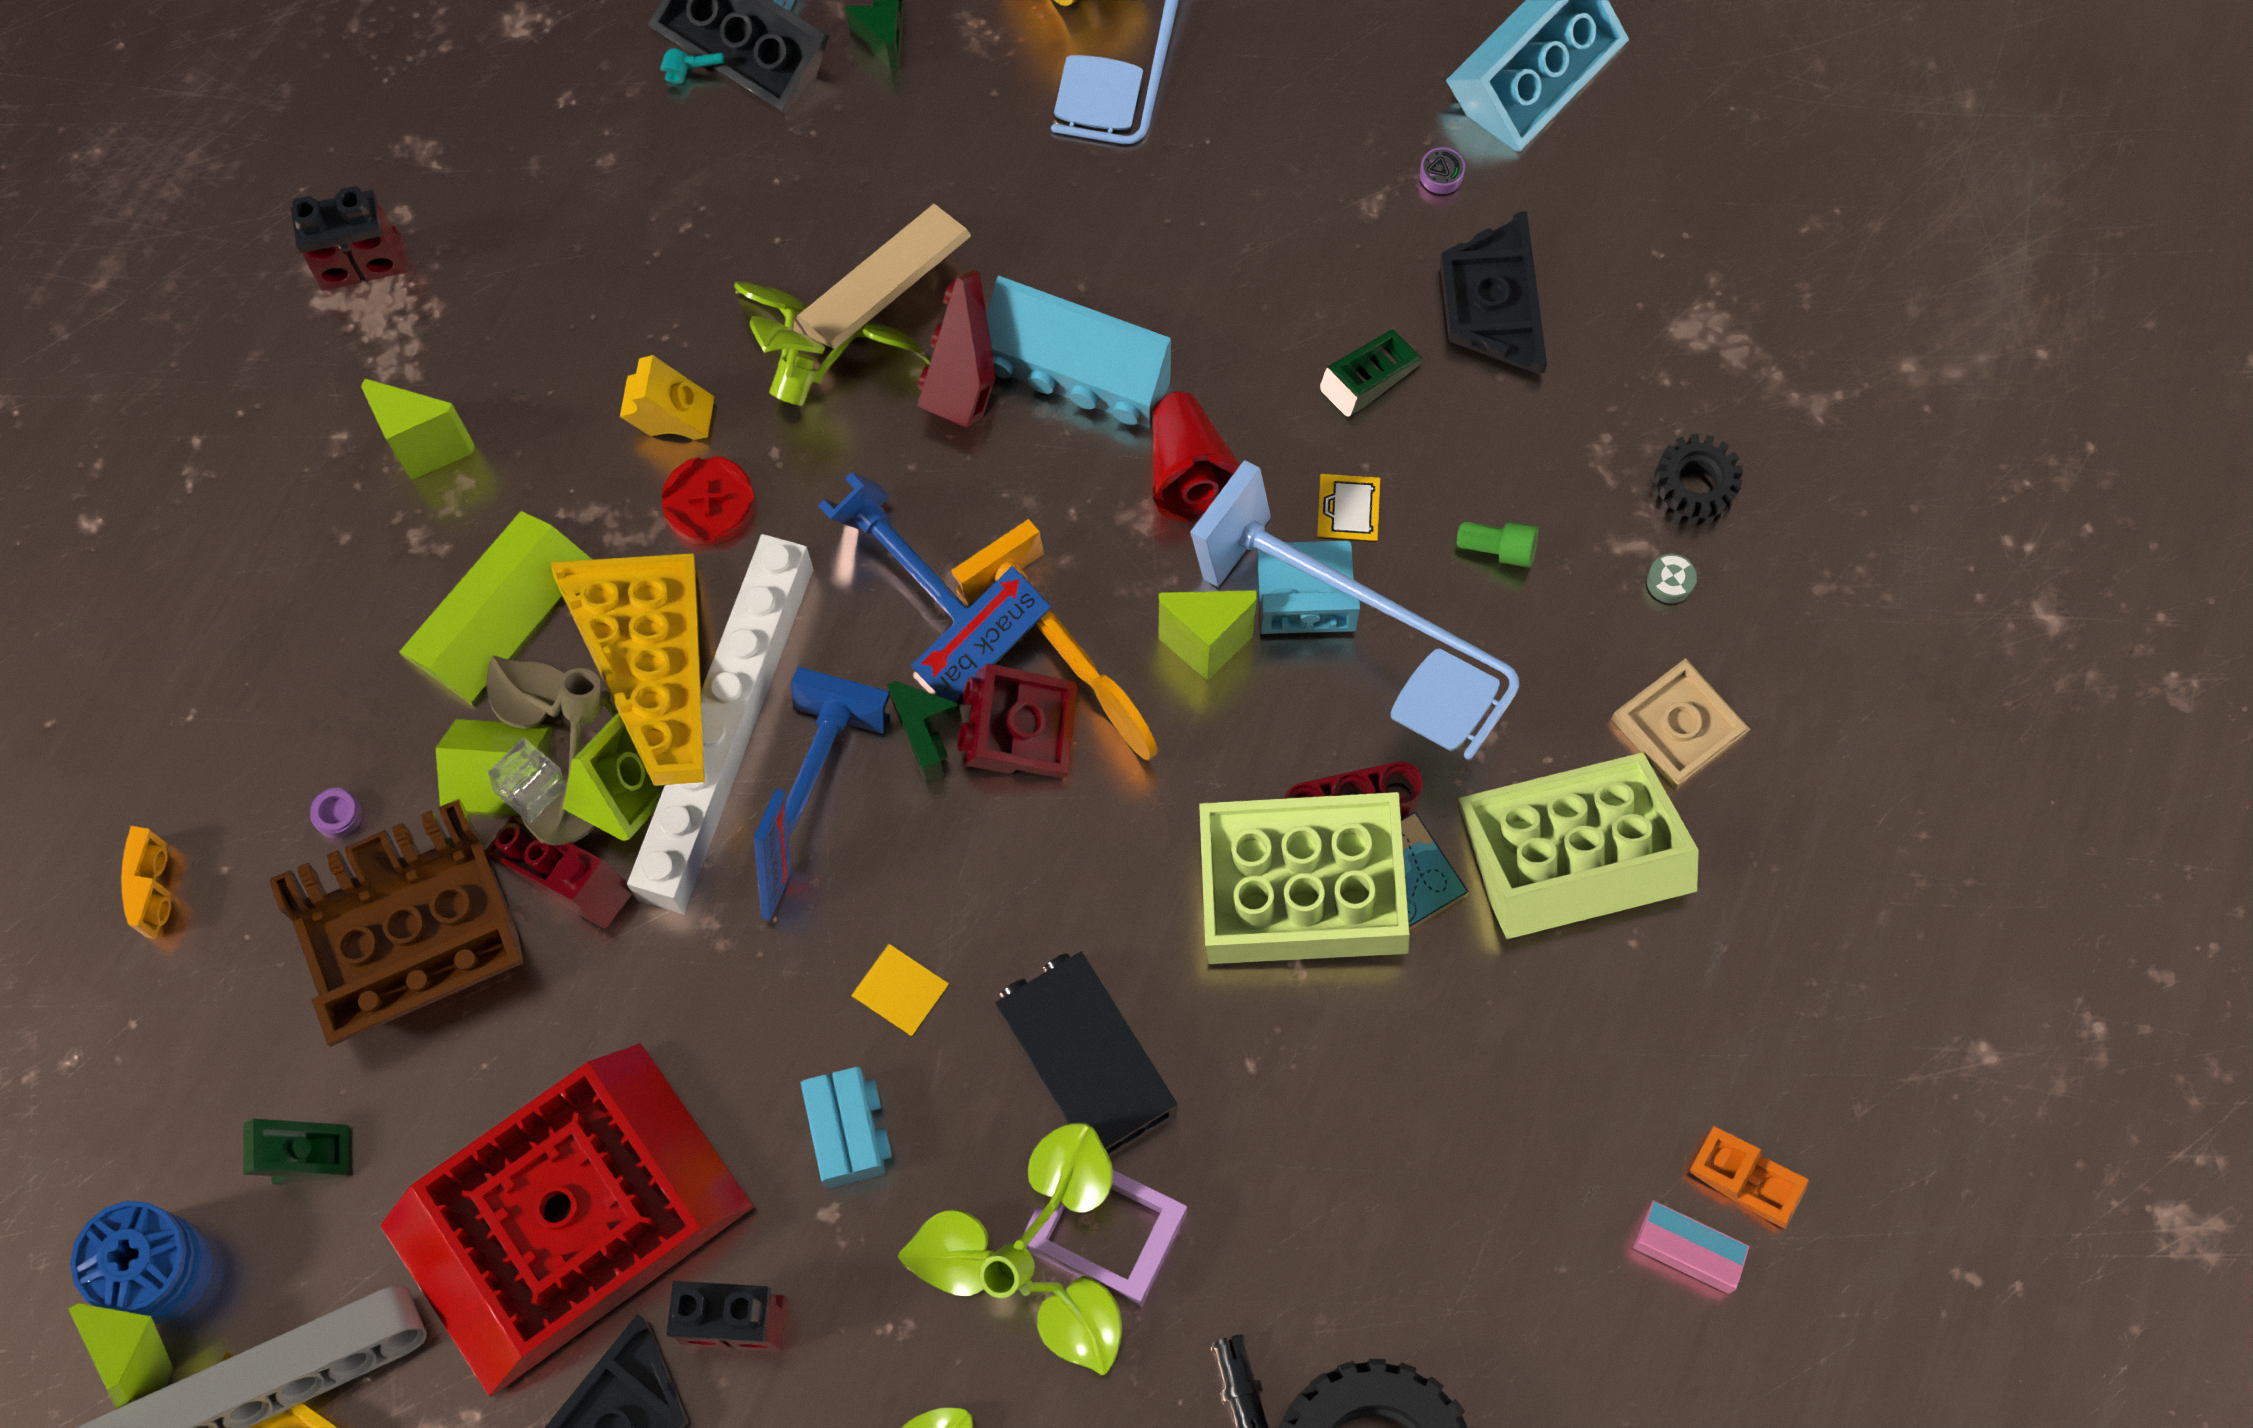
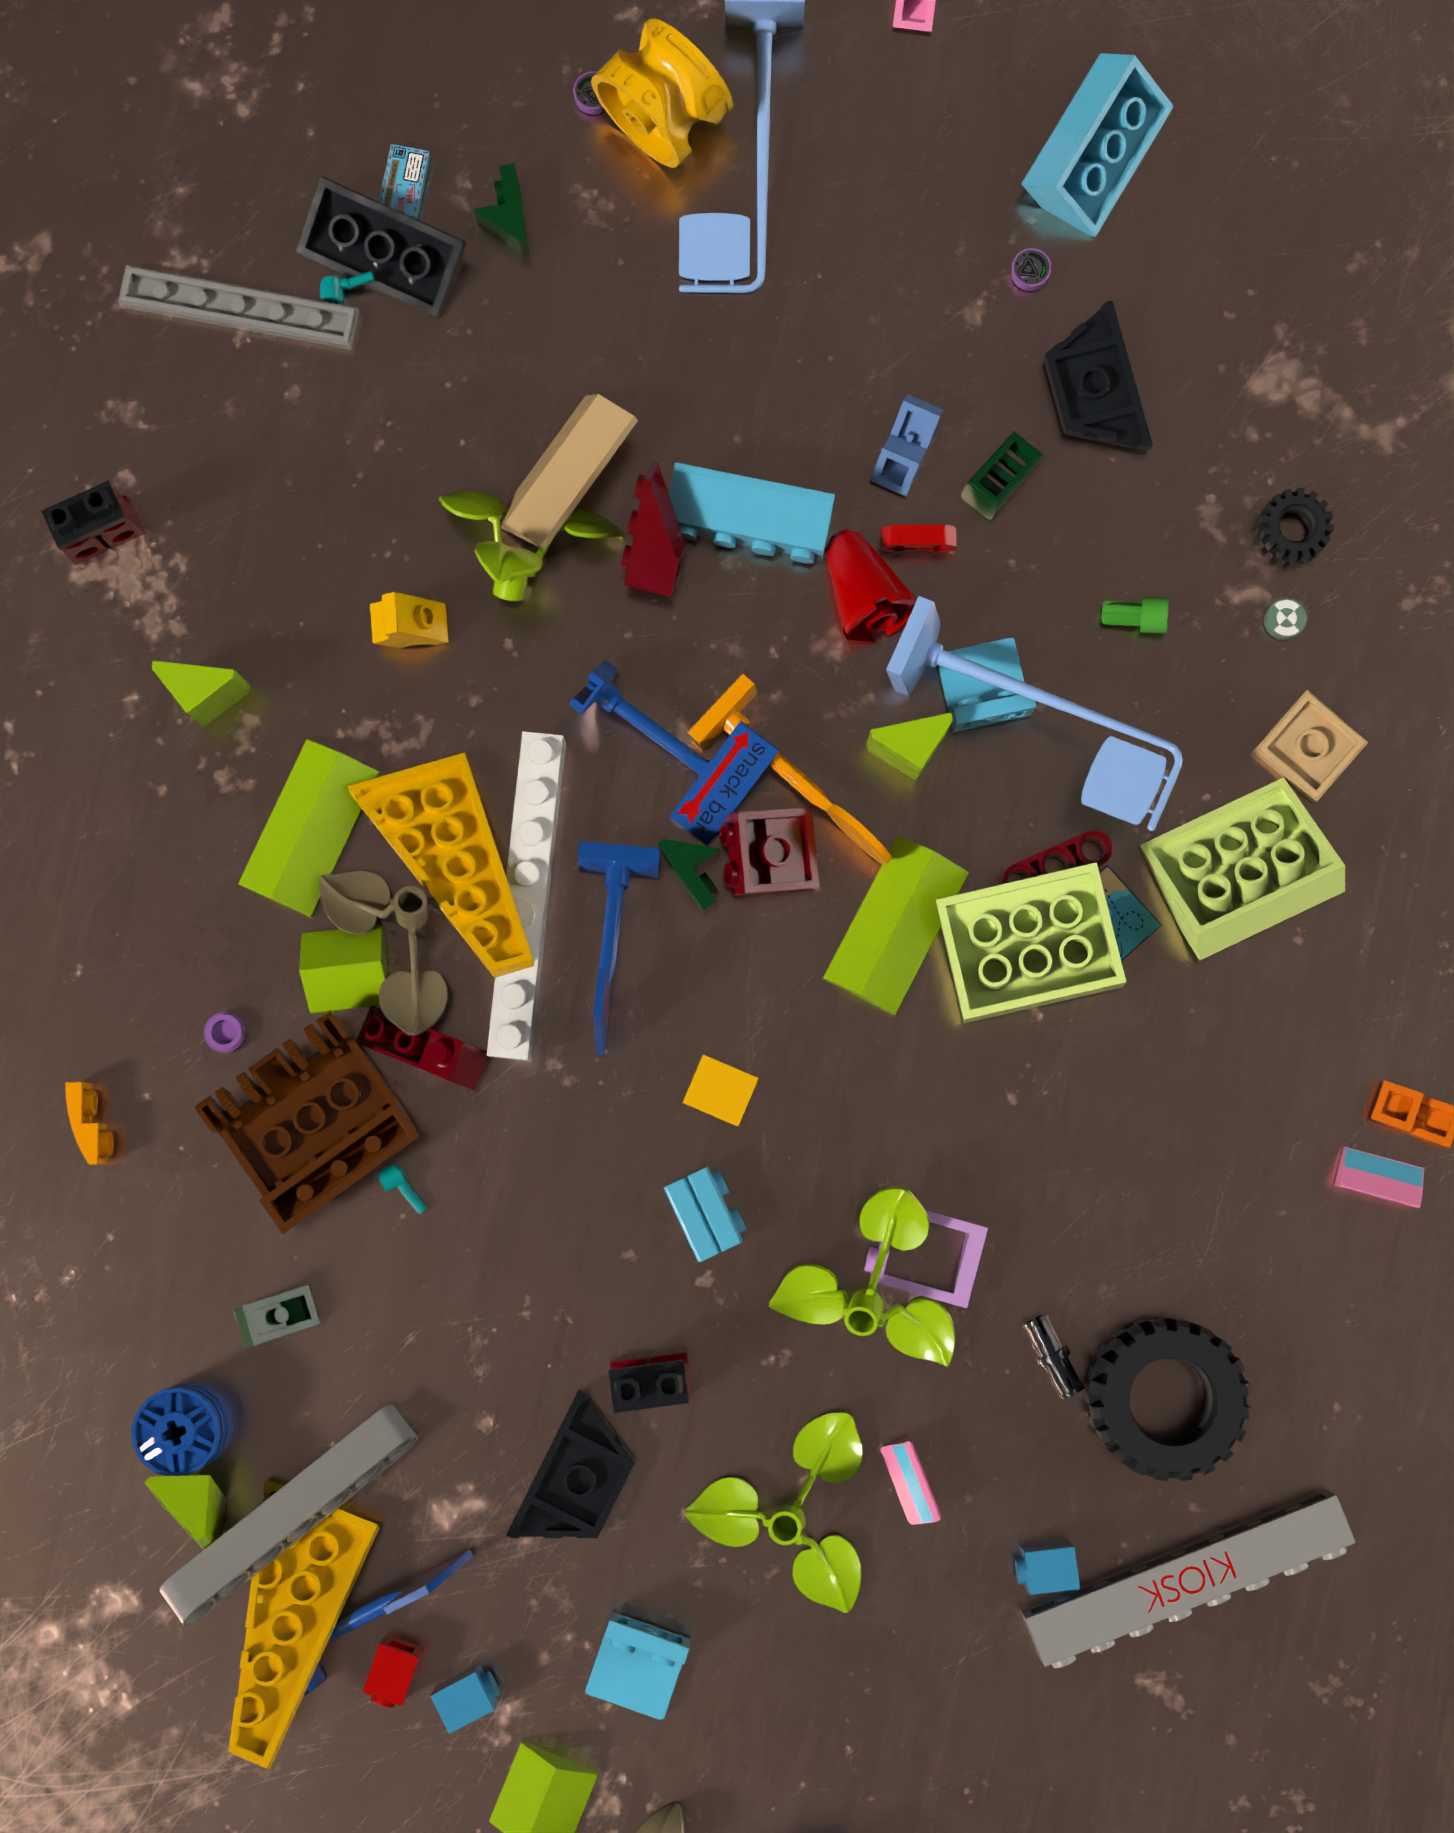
camera: 10 degrees left, 15 degrees up
(487, 1015) = (395, 1177): none -> teal hand
(526, 780) = (385, 988): clear brick -> none
(572, 68) = (238, 307): none -> light grey tile
(611, 783) = (453, 974): lime slope -> none
(639, 1196) = (517, 1264): red slope -> none
(708, 500) = (463, 699): red tile -> none
(1085, 1052) = (881, 1118): black brick -> none
(1147, 837) = (895, 925): none -> lime slope
(1261, 418) = (919, 538): none -> red beam
(1271, 321) = (906, 445): none -> medium blue slope
(1348, 507) = (1004, 603): sticker -> none

